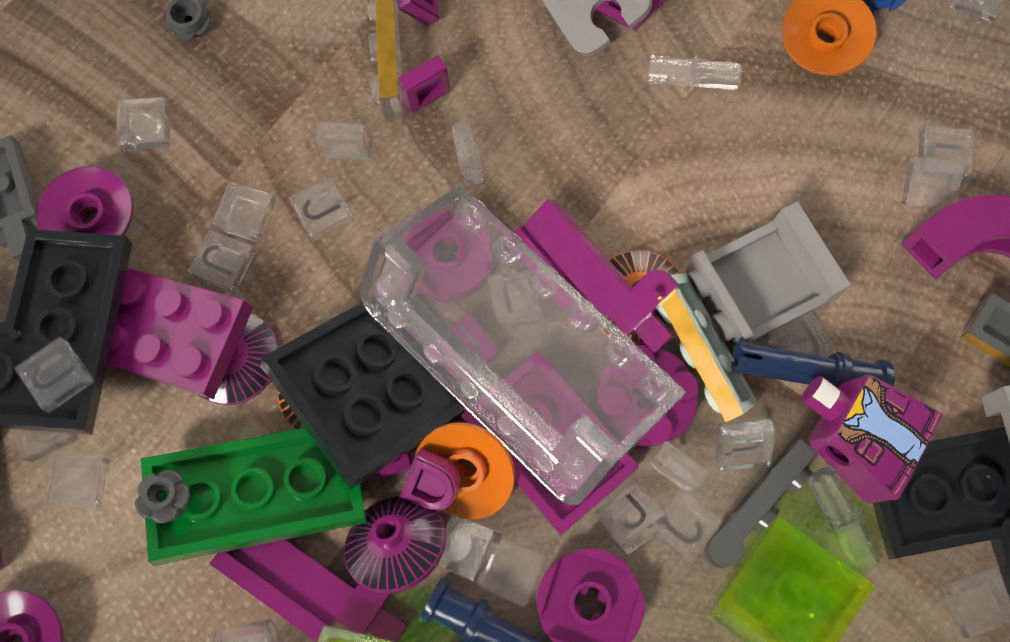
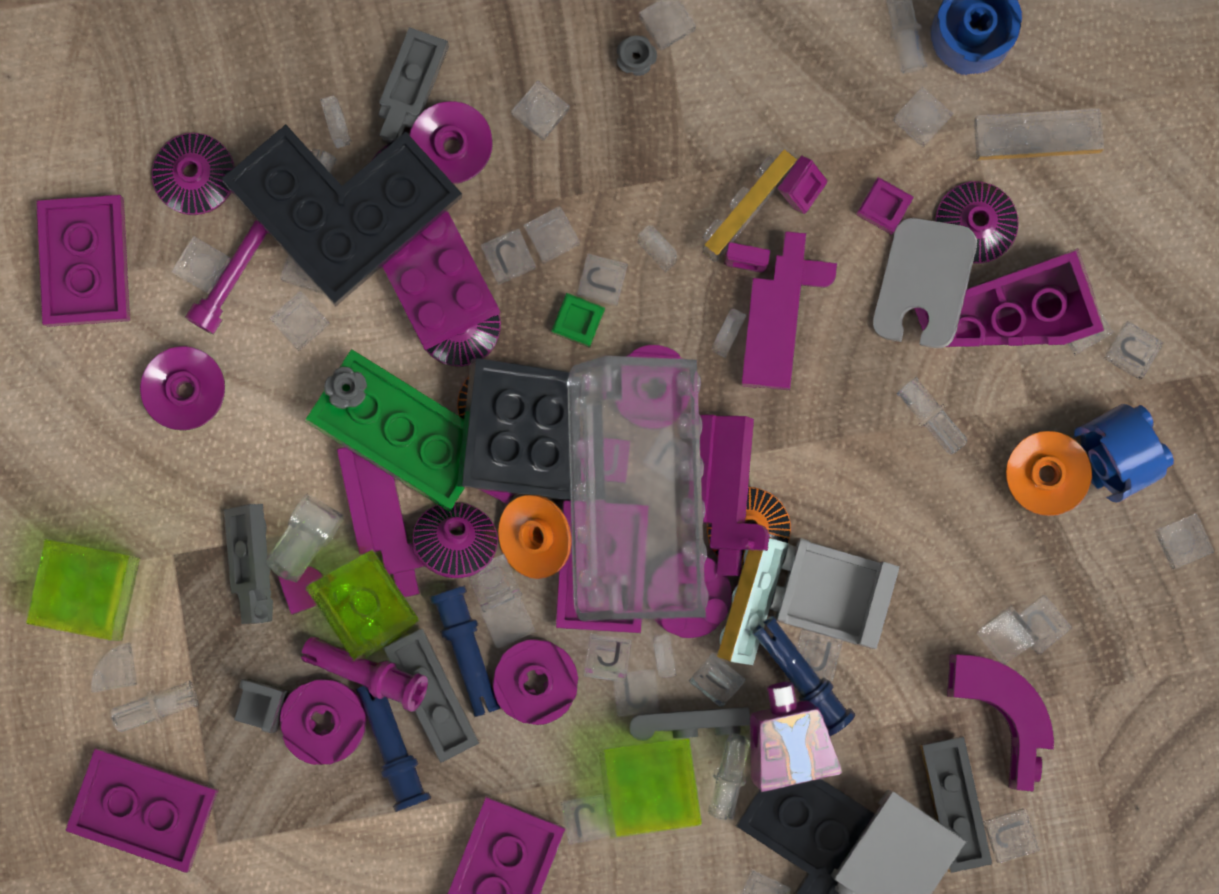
camera: 35 degrees right, 10 degrees up
(54, 374) = (345, 253): clear tile -> none
(331, 259) = (578, 320): none -> green tile
(431, 481) = (509, 524): magenta tile -> none
(493, 110) = (775, 315): none -> magenta piece

